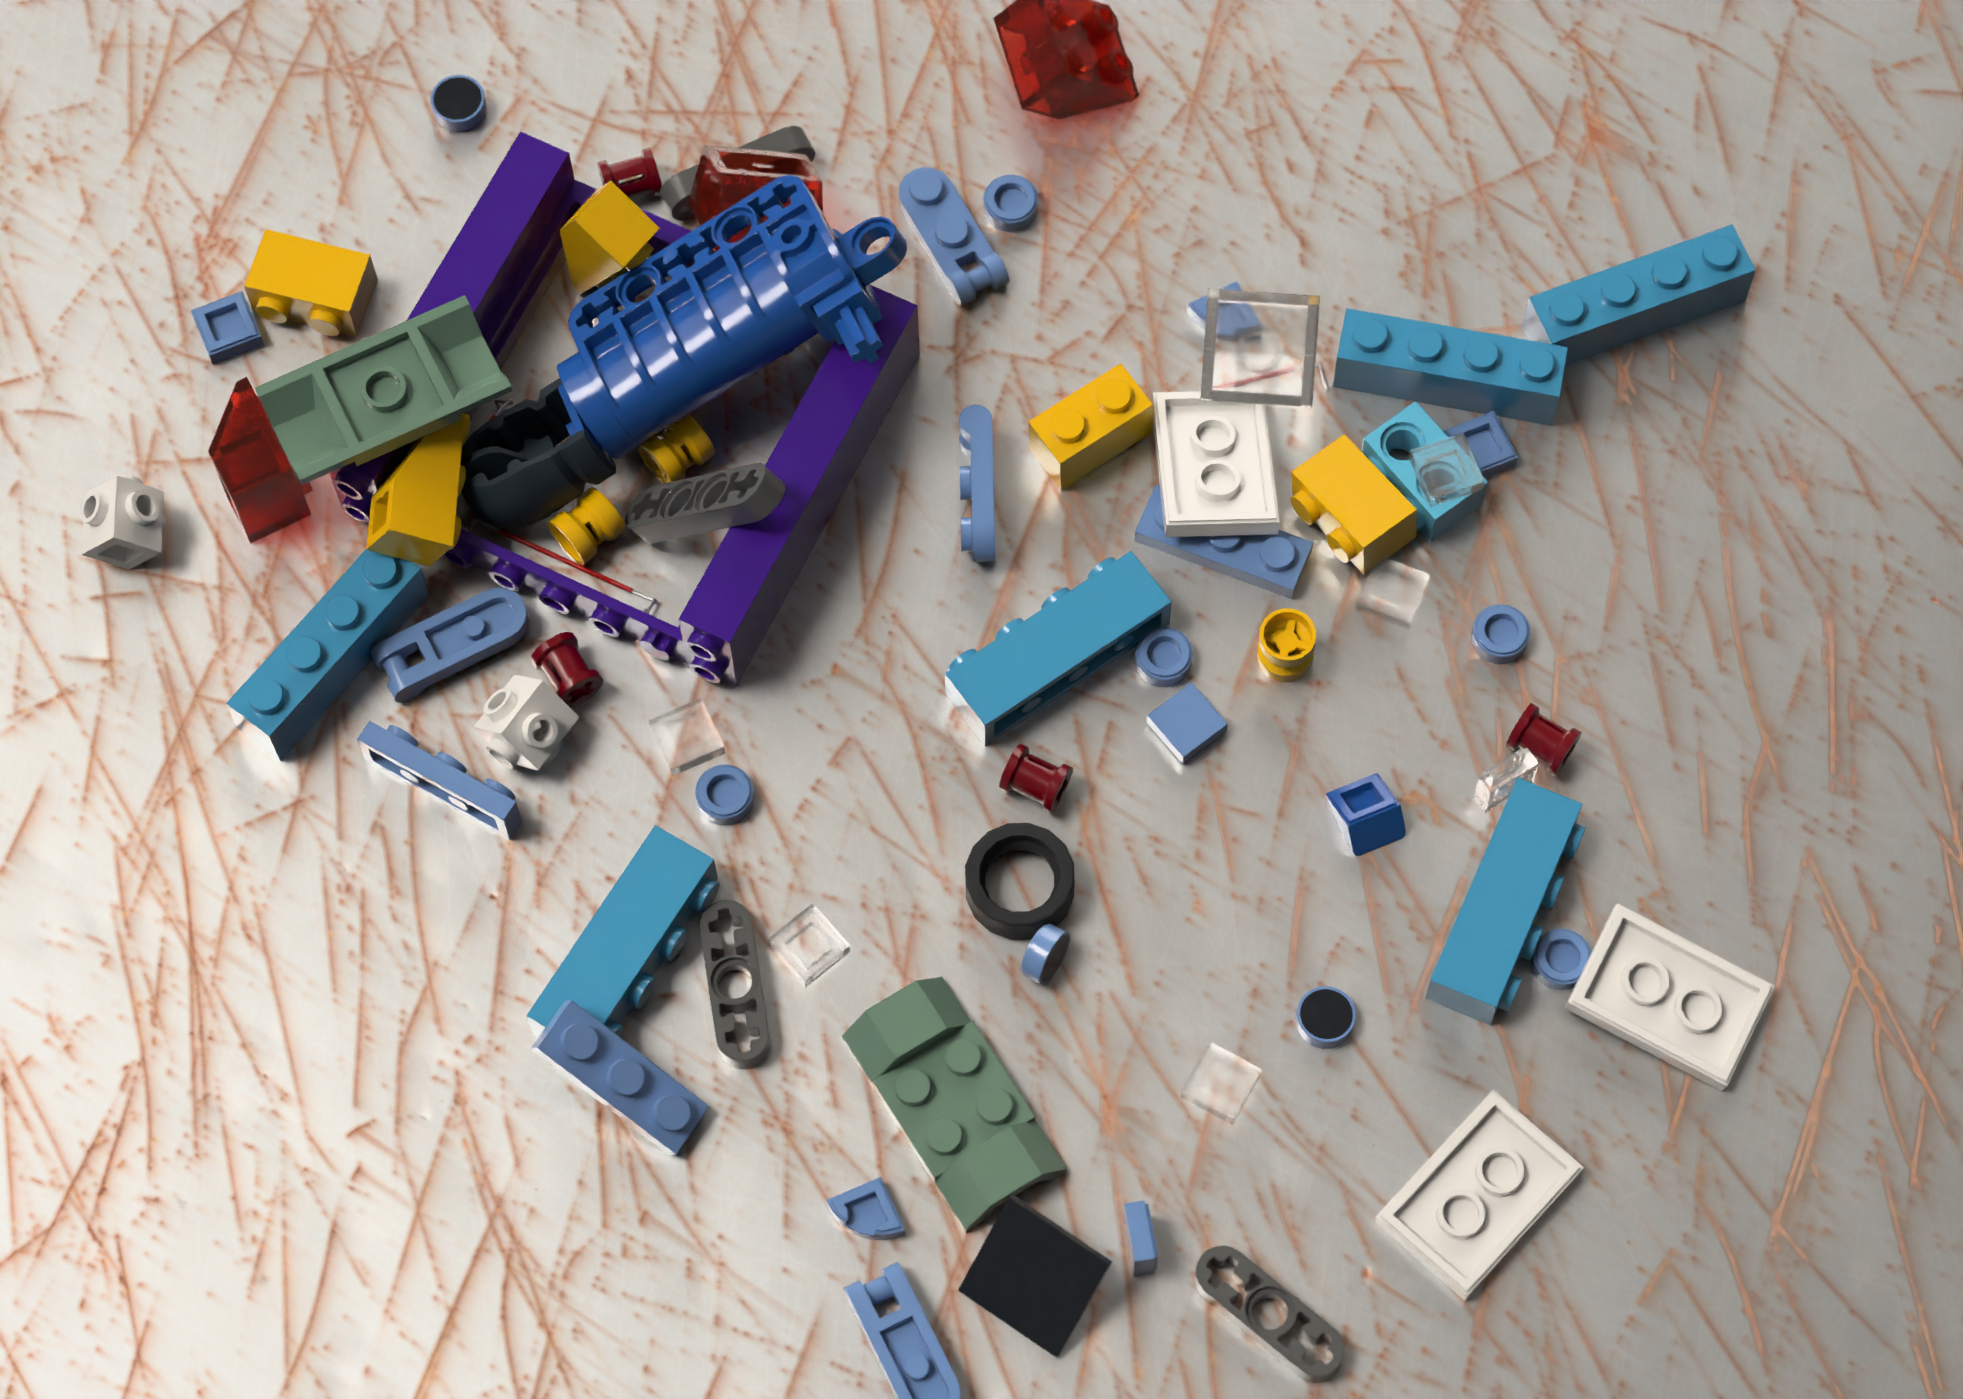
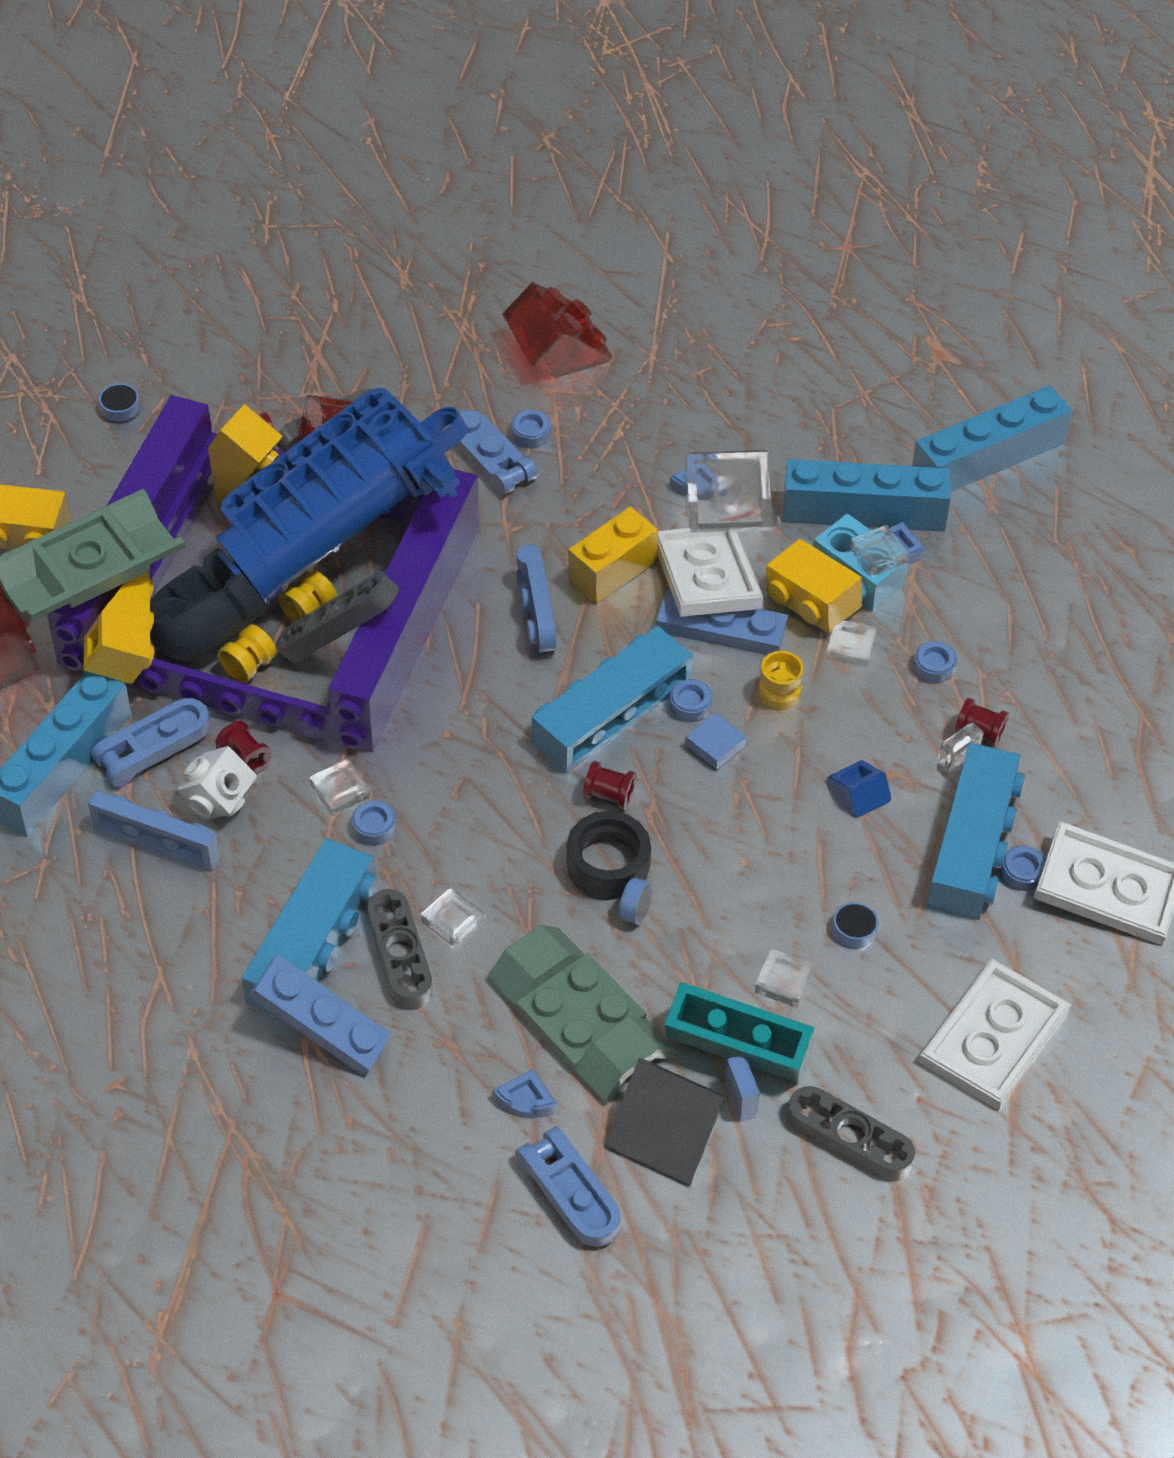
camera: 10 degrees left, 15 degrees down
(1146, 1165) = (737, 1029): none -> teal brick

